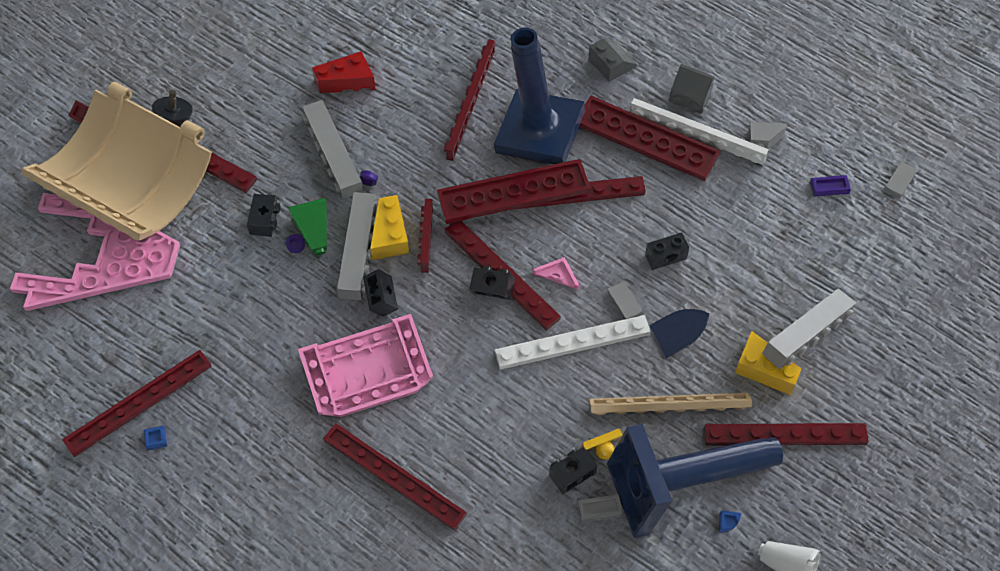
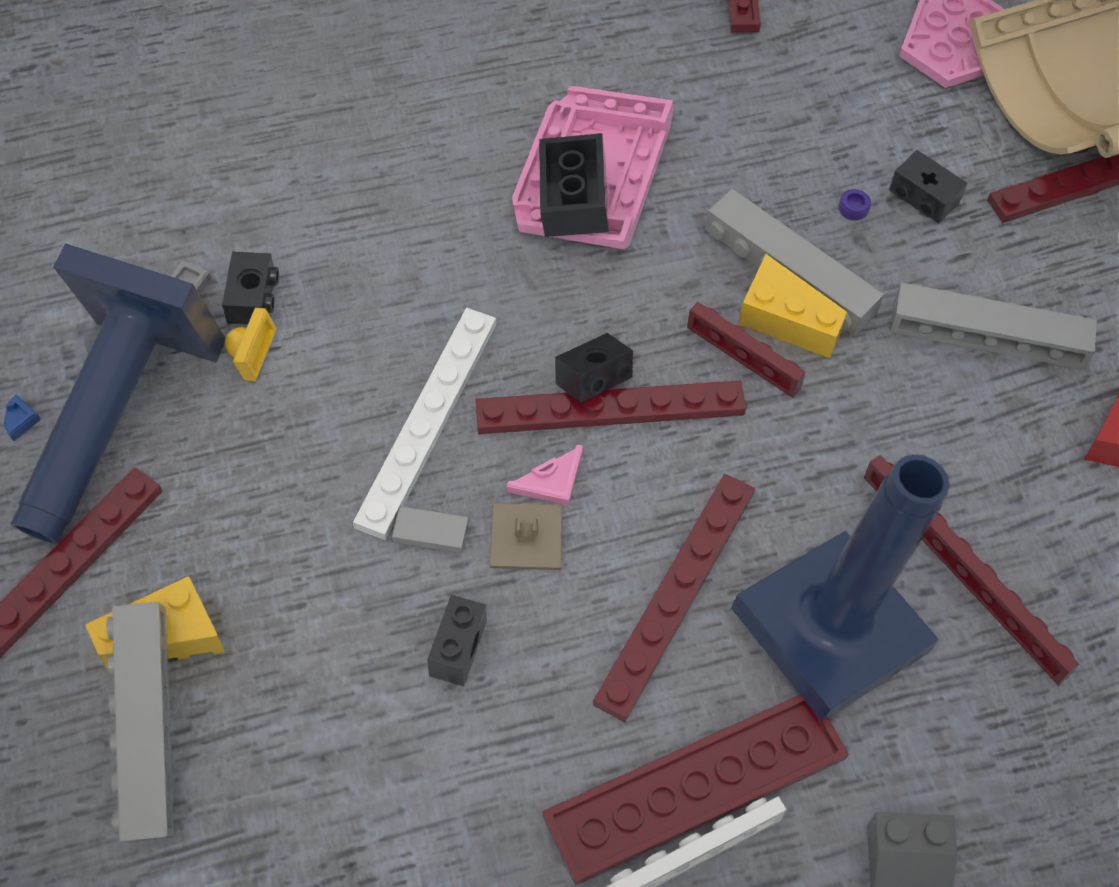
camera: 125 degrees right, 0 degrees up
(311, 224) = (864, 223): green slope -> none
(368, 178) = (903, 338): dark purple tile -> none
(380, 293) = (688, 235): black brick -> none
(395, 477) = (419, 114): dark red plate -> none
(399, 348) = (573, 185): none -> black brick
(513, 191) = (728, 499): dark red plate -> none
(593, 265) = (526, 536): none -> dark tan piece
(678, 403) = (223, 467): tan plate -> none
(679, 329) = (318, 557): dark blue shield -> none

